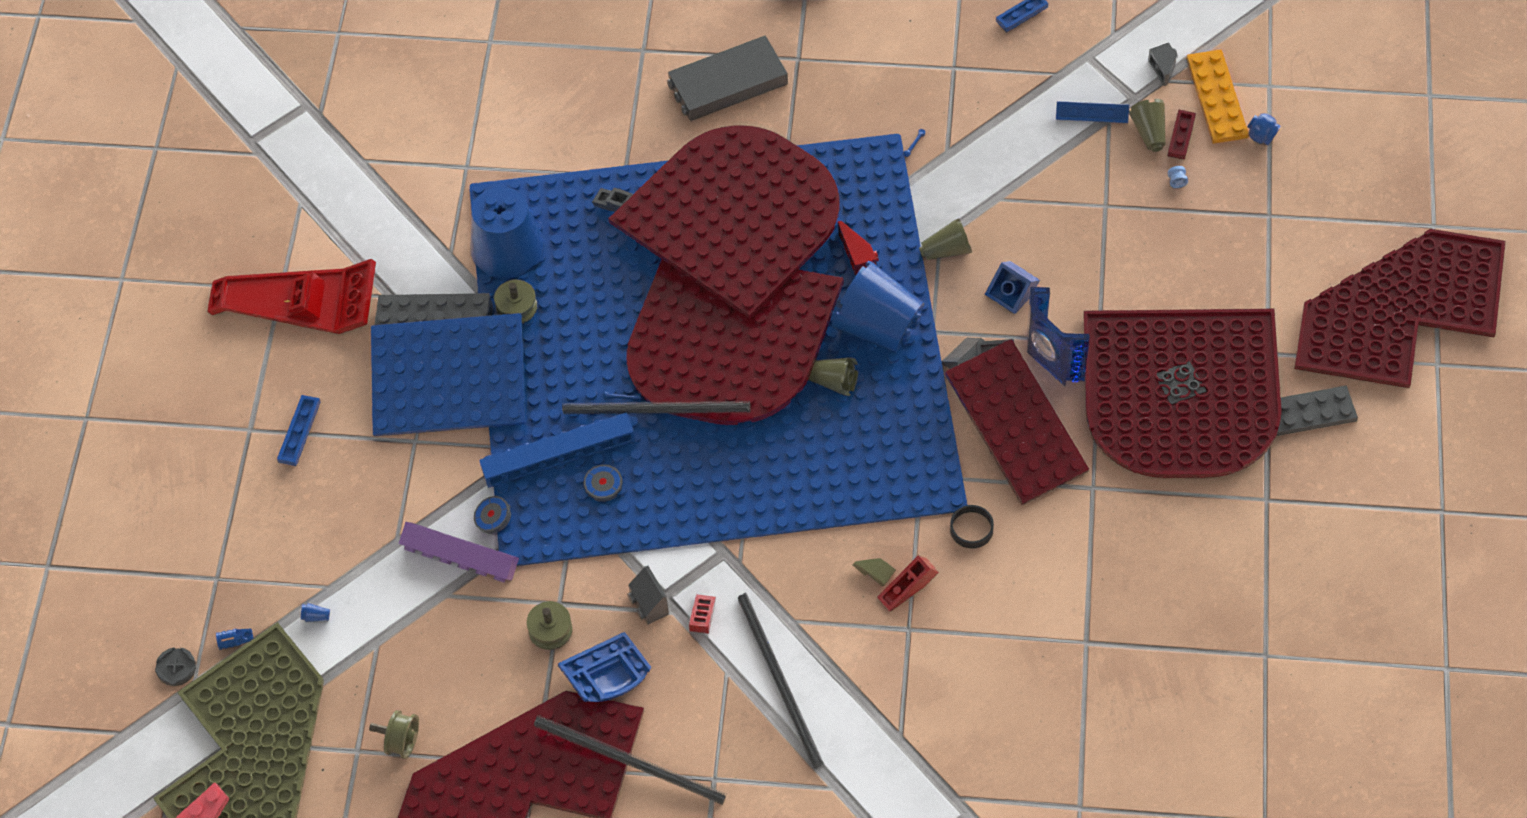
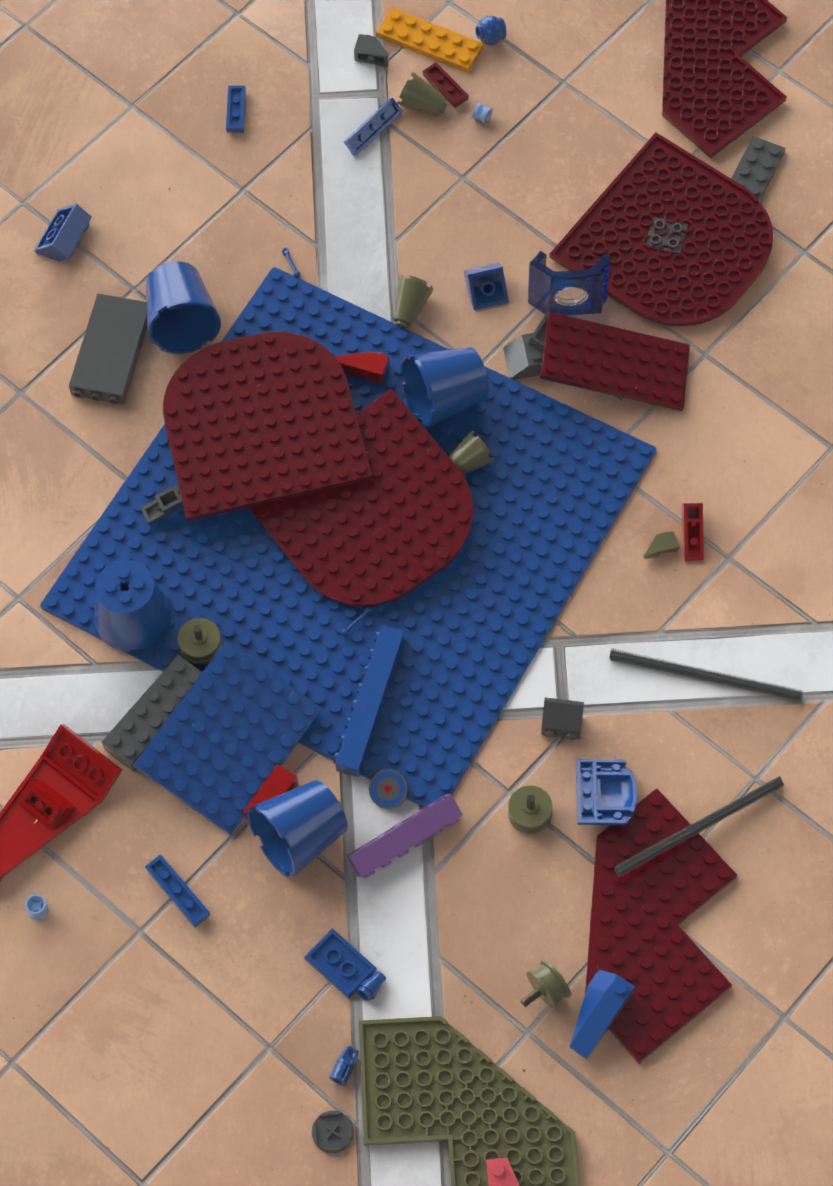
camera: 55 degrees left, 5 degrees up
(217, 348) = (34, 903): none -> light blue wheel
(320, 579) = (340, 963): none -> blue tile
(403, 467) = (297, 826): none -> blue cone
(408, 788) = (601, 1005): none -> blue wedge
(430, 437) = (277, 783): none -> red slope
(603, 482) = (427, 687): tile -> none
(656, 408) = (391, 605): dark grey axle -> none
(702, 627) = (603, 700): slope -> none
(793, 92) = (179, 309): none -> blue cone
(975, 509) = (681, 439): black tyre -> none

